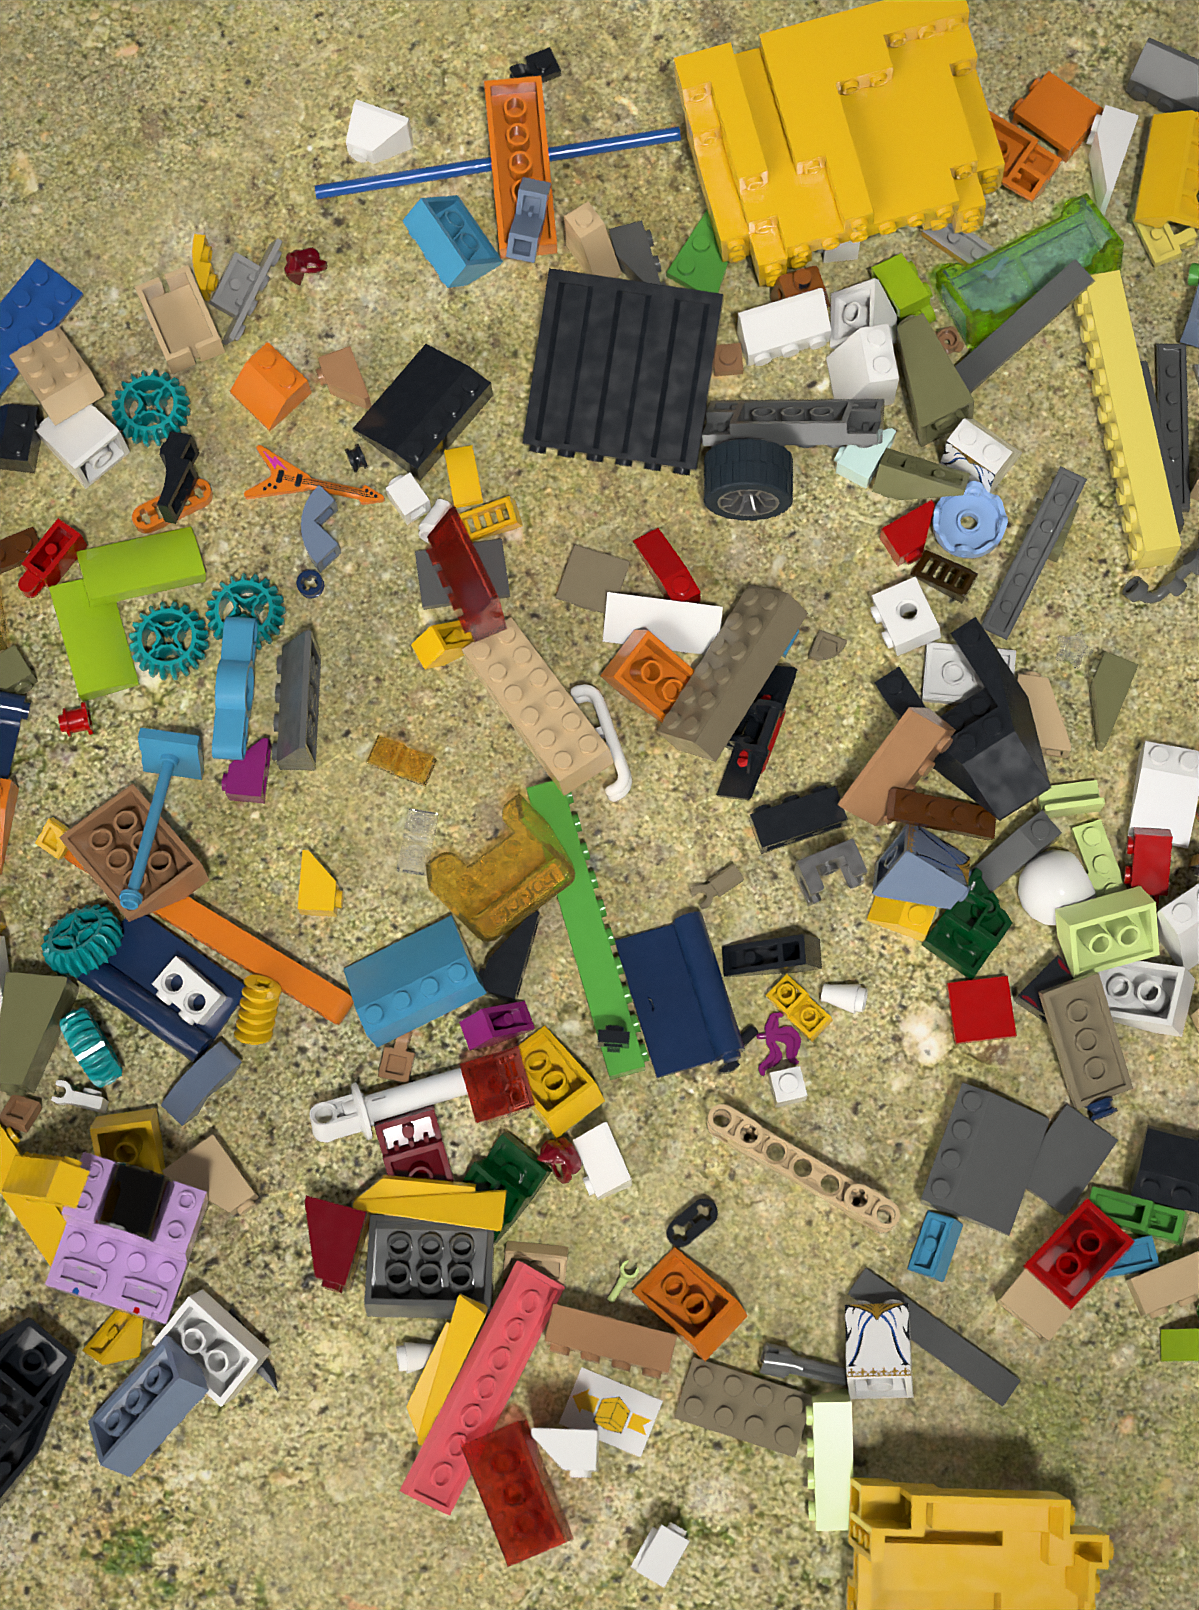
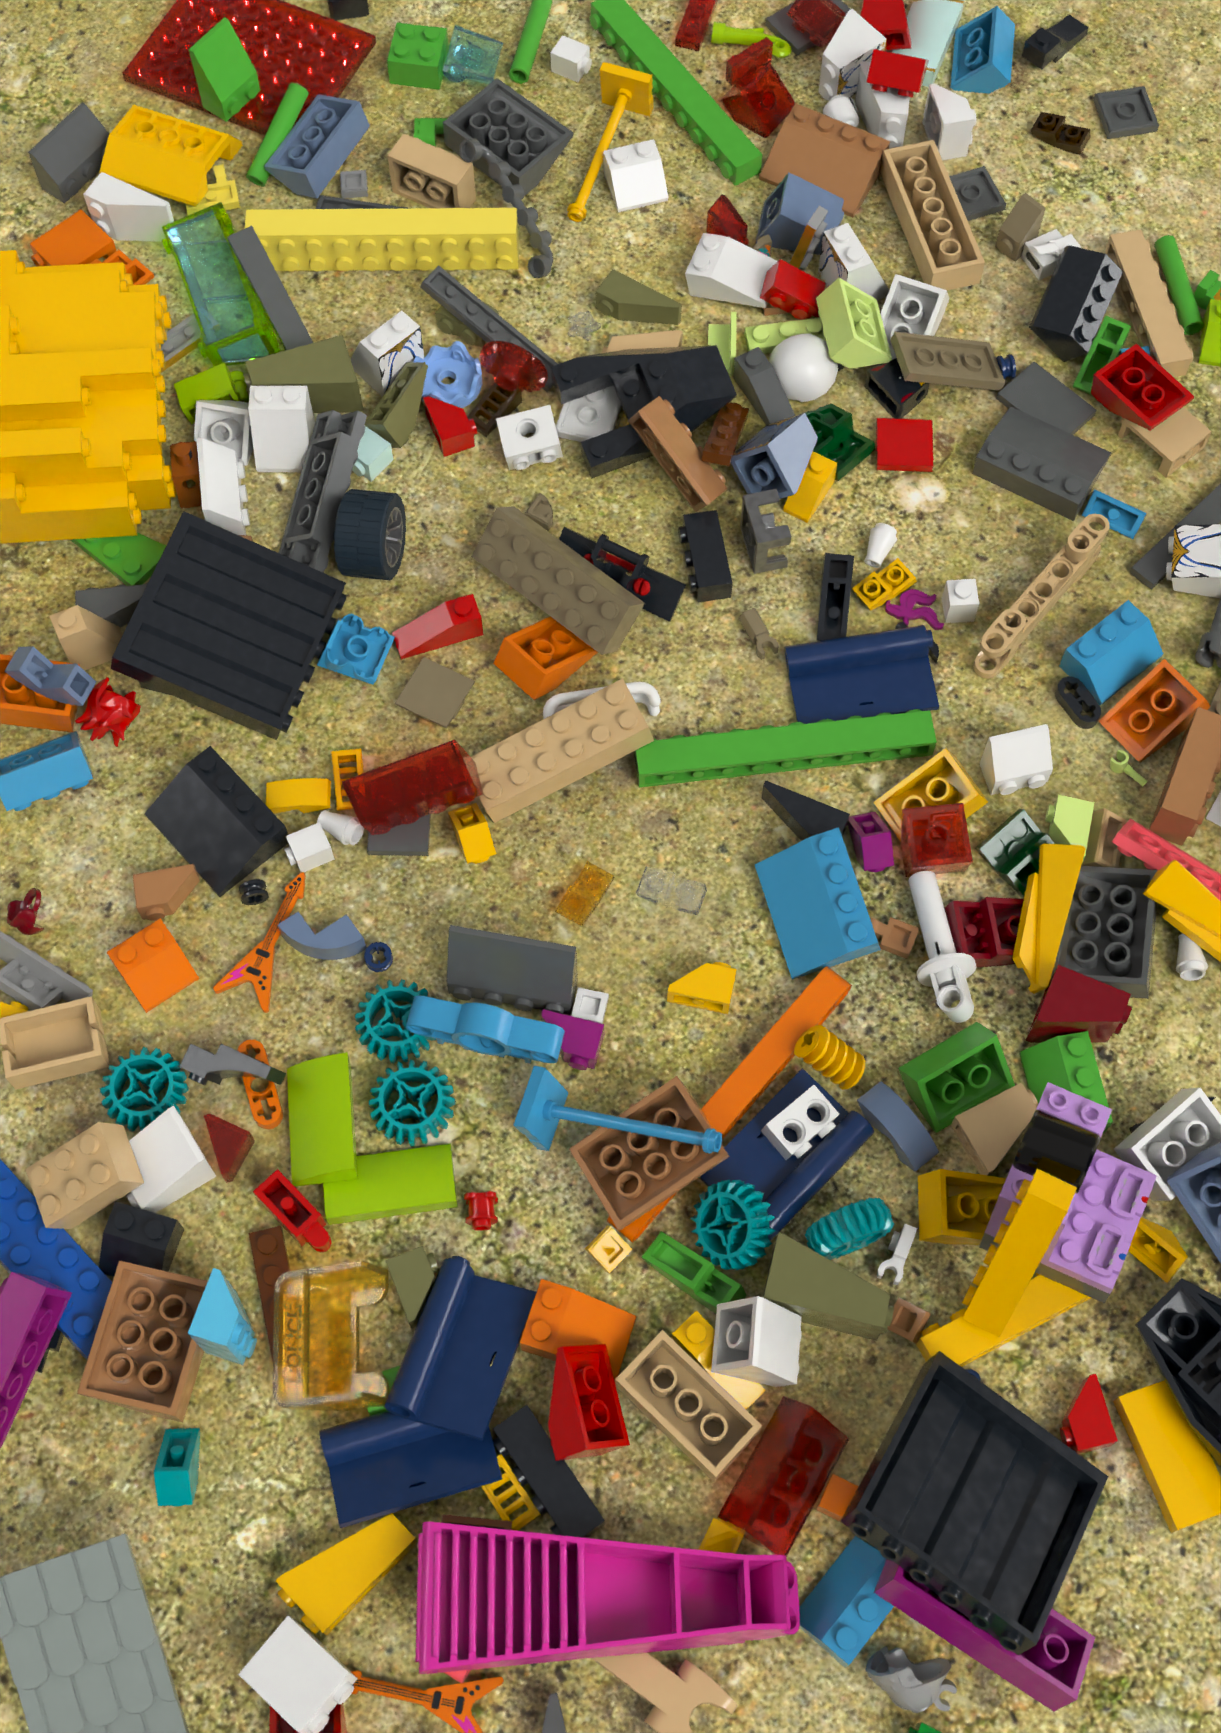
camera: 85 degrees left, 10 degrees down
(38, 916) = (692, 1273): none -> bright green slope
(109, 490) = (229, 1144): none -> clear red slope
(260, 1135) = (957, 1075): none -> bright green slope
(261, 1241) = (1067, 1063): none -> bright green slope
(284, 784) = (590, 1005): none -> white plate
(507, 879) = (727, 797): clear yellow windscreen -> none
(518, 284) = (108, 712): none -> red hair
(542, 1224) = (1070, 821): none -> yellowish green slope
(563, 1153) = (1007, 795): dark red piece -> none
(613, 1038) = (907, 718): black plate -> none
(630, 497) = (356, 649): none -> dark azure slope
(675, 623) = (498, 617): white sticker -> none
(752, 1254) = (1112, 652): none -> dark azure slope
(979, 581) = (513, 366): none -> clear red gear

